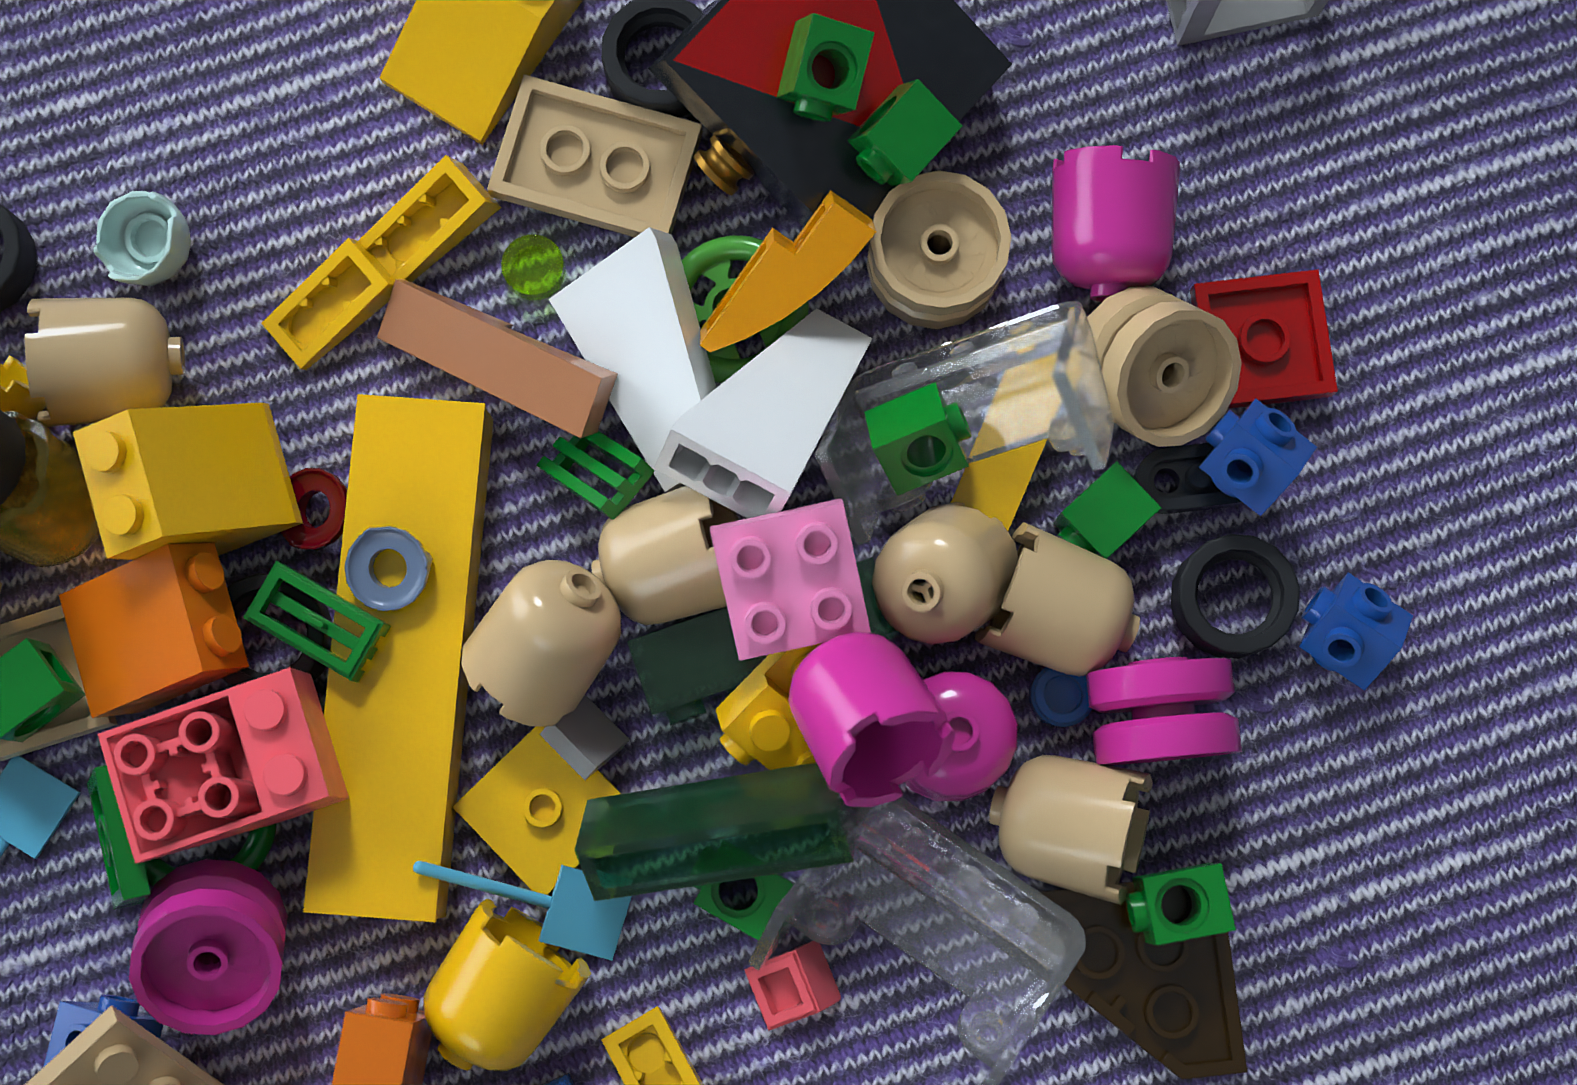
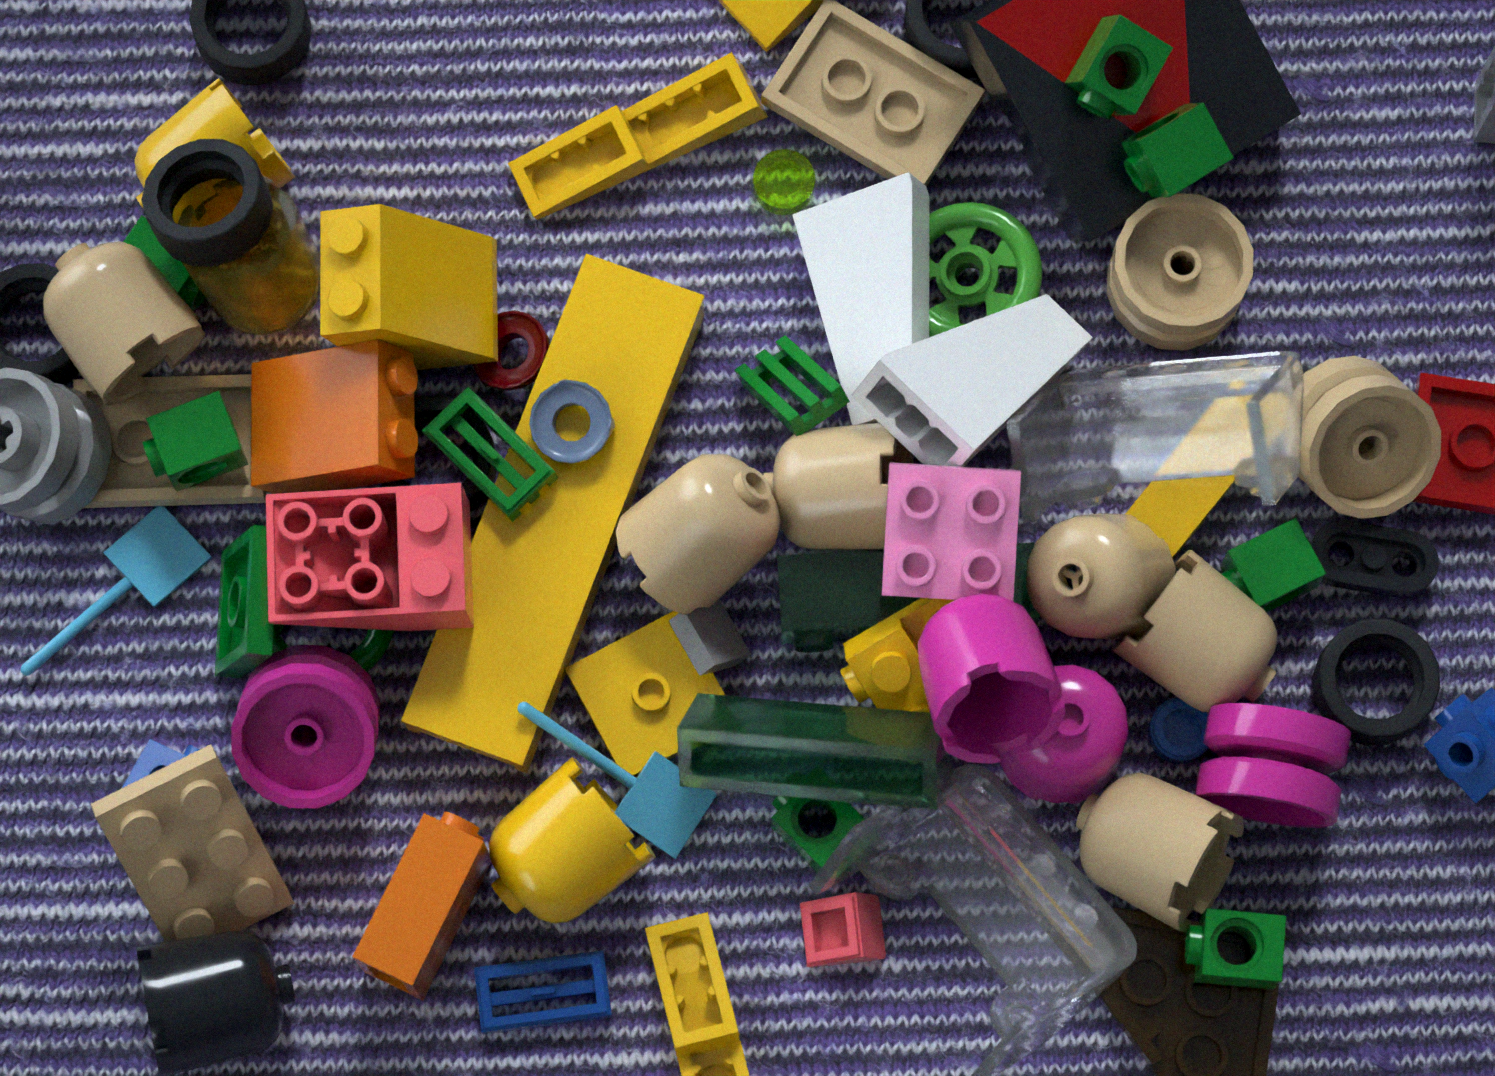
camera: 15 degrees right, 5 degrees down
(99, 358) = (354, 151): tan cylinder -> none
(142, 238) = (419, 52): light aqua hair -> none
(497, 359) = (727, 256): nougat slope -> none
(723, 165) = (995, 134): pearl gold bush -> none
(788, 273) = (1029, 251): light orange slope -> none
(918, 438) = (1104, 463): green brick -> none
(1113, 218) = (1358, 286): dark pink cylinder -> none
(1256, 455) = (1430, 547): blue brick -> none

